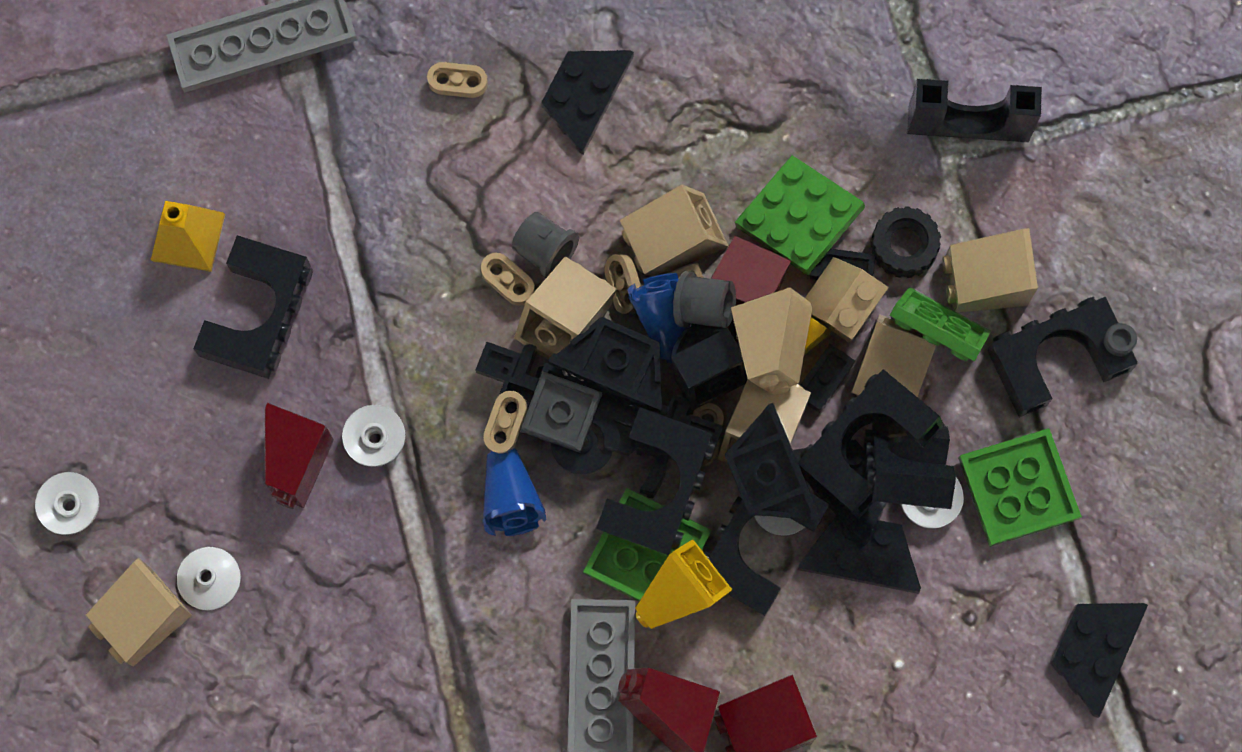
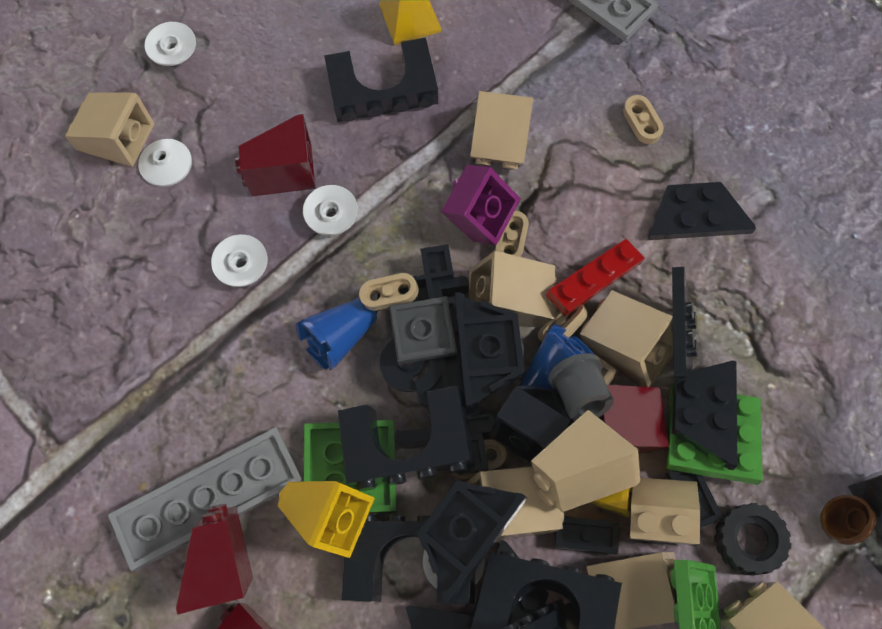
camera: 60 degrees right, 5 degrees down
(368, 538) = (232, 252): none -> white dish
(388, 221) = (501, 129): none -> tan slope
(461, 289) = (481, 204): none -> magenta piece
(544, 242) = (557, 244): dark grey piece -> none
(596, 226) = (595, 277): none -> red plate
(686, 174) = (684, 320): none -> black wing
(778, 207) = (708, 411): none -> black wing
(933, 154) = (848, 519): none -> reddish brown piece

